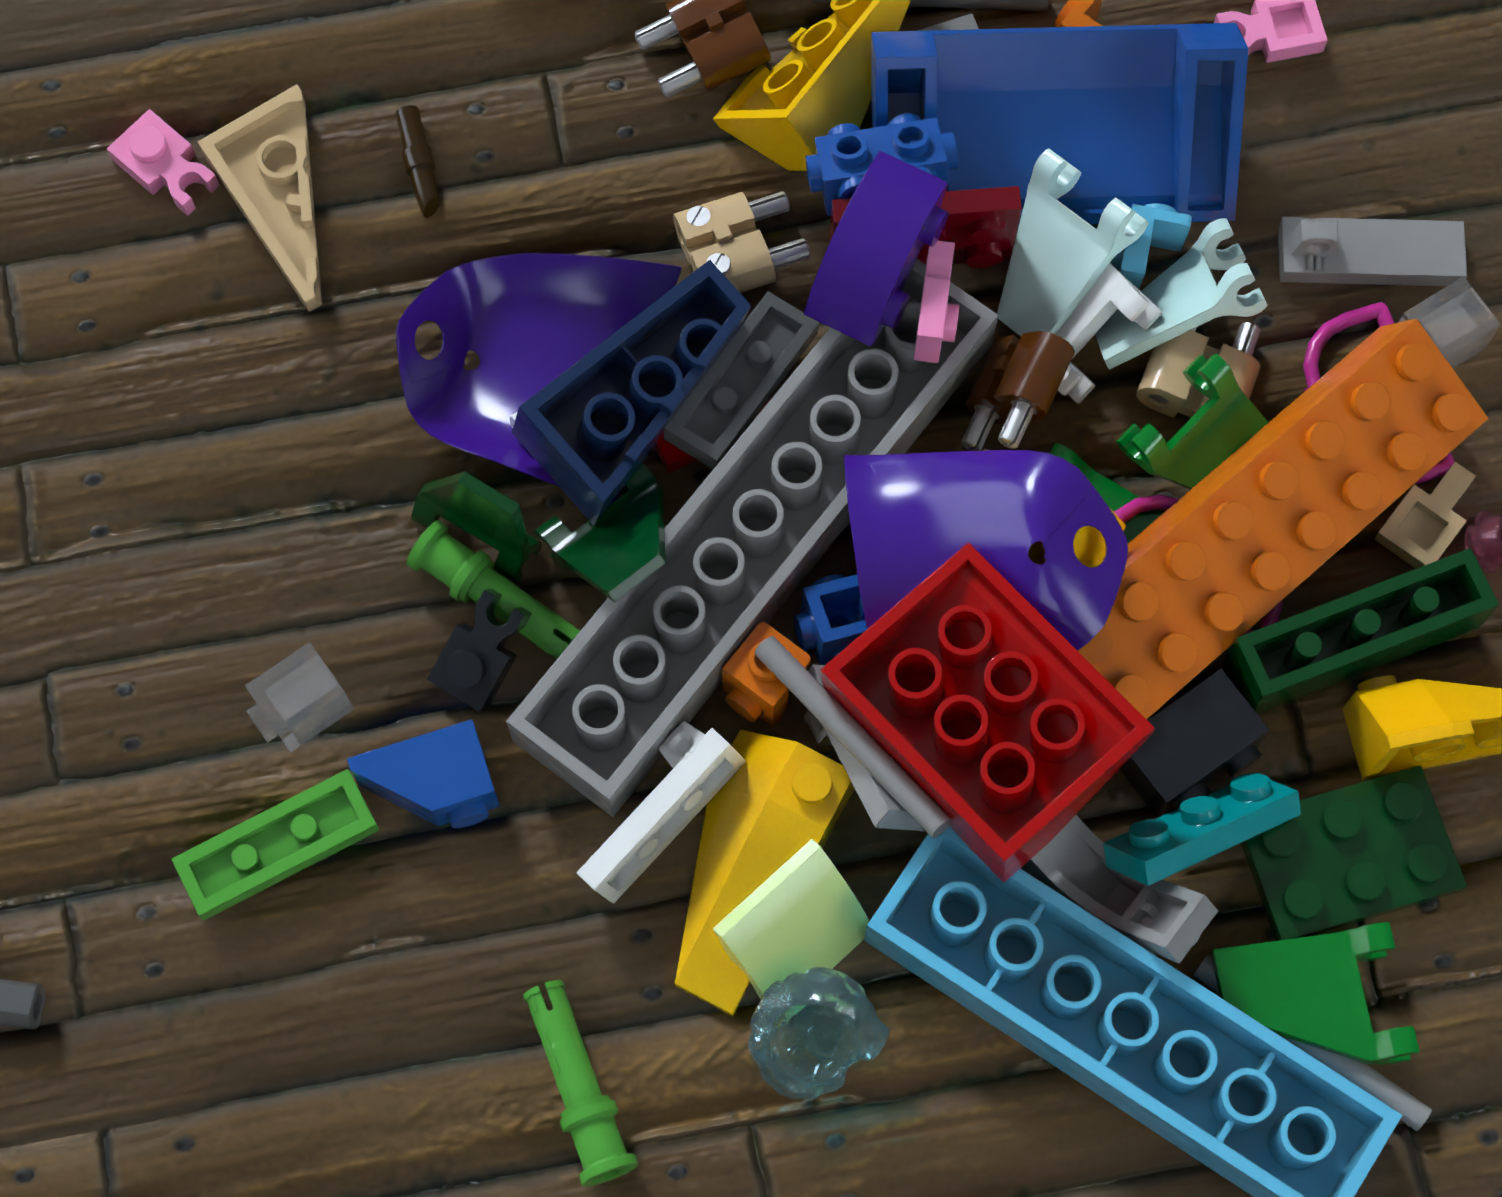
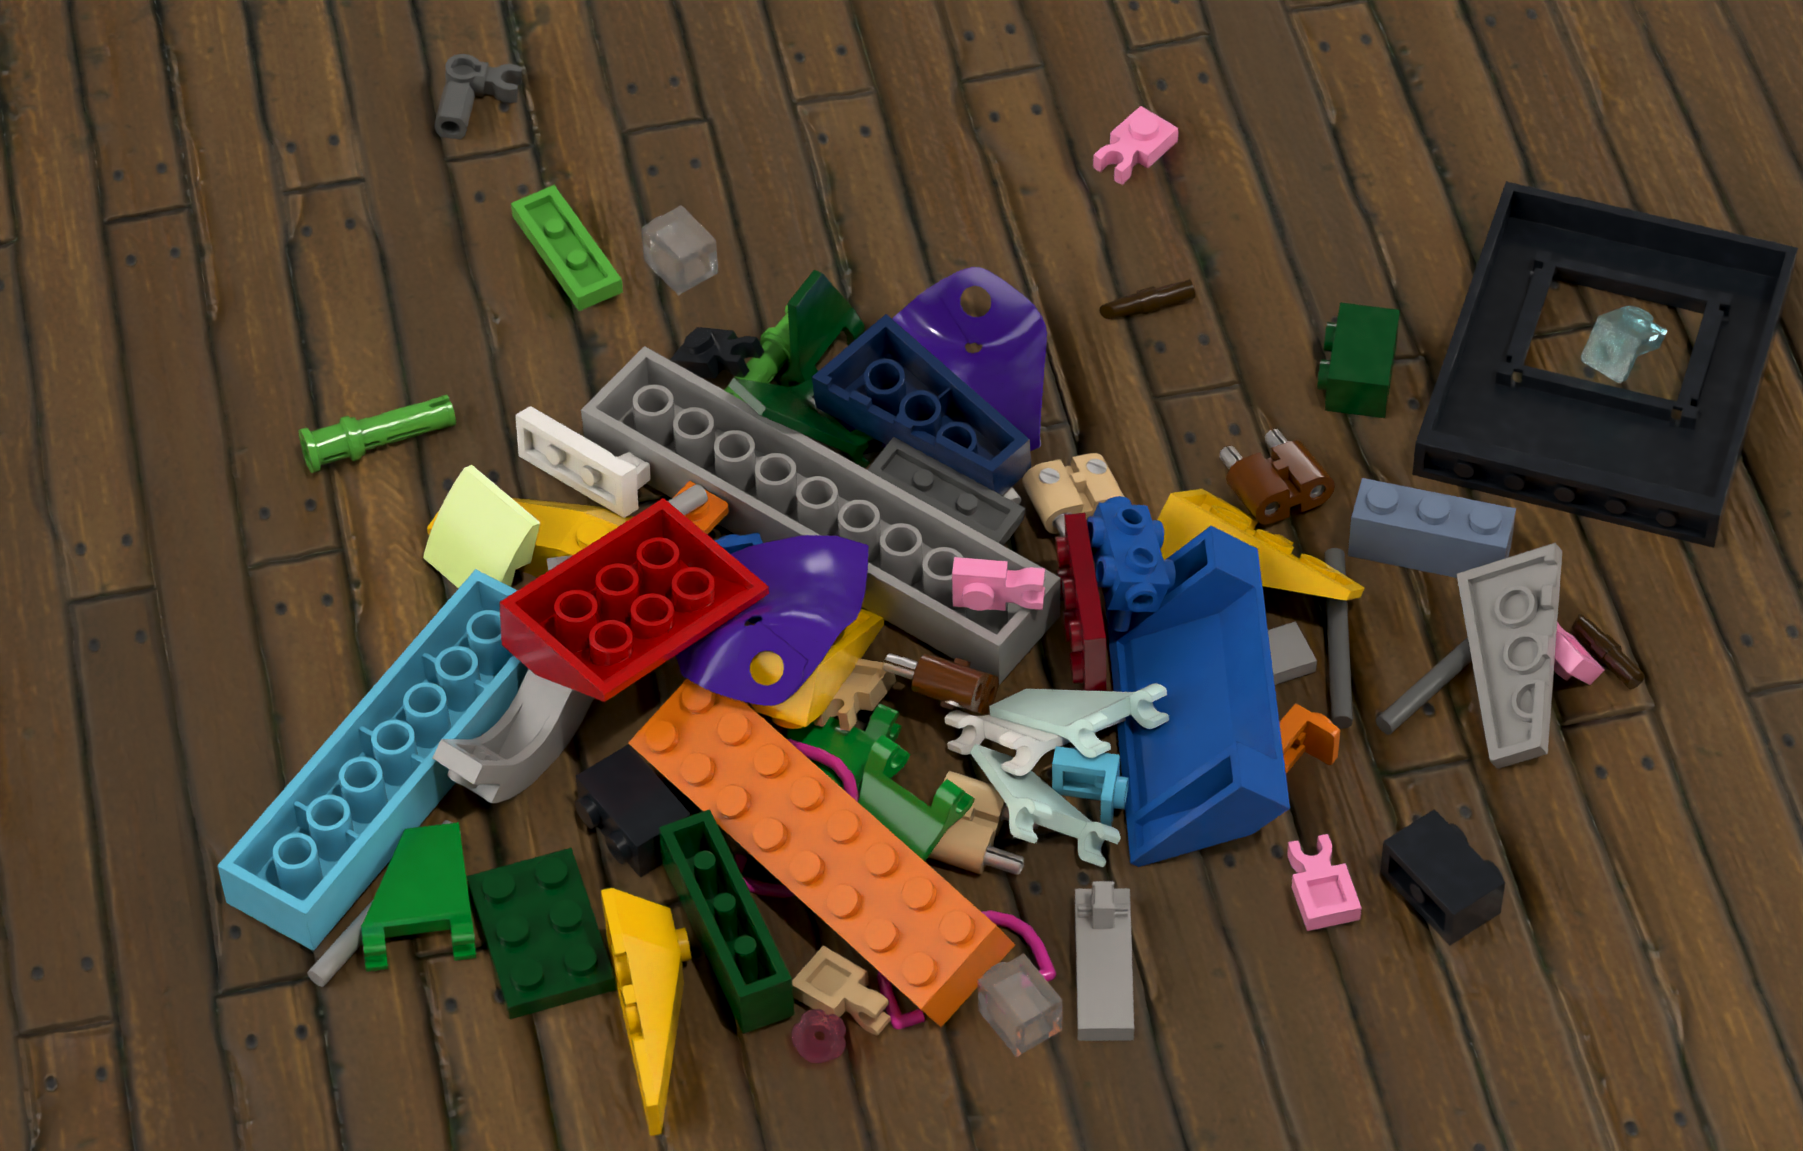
camera: 90 degrees right, 20 degrees down
(268, 175) = (1122, 203): tan wing -> none
(432, 776) = (612, 329): blue slope -> none
(813, 1032) = (400, 559): clear light blue hair -> none
(876, 248) = (1034, 529): dark purple brick -> none
(1201, 828) = (554, 800): teal plate -> none

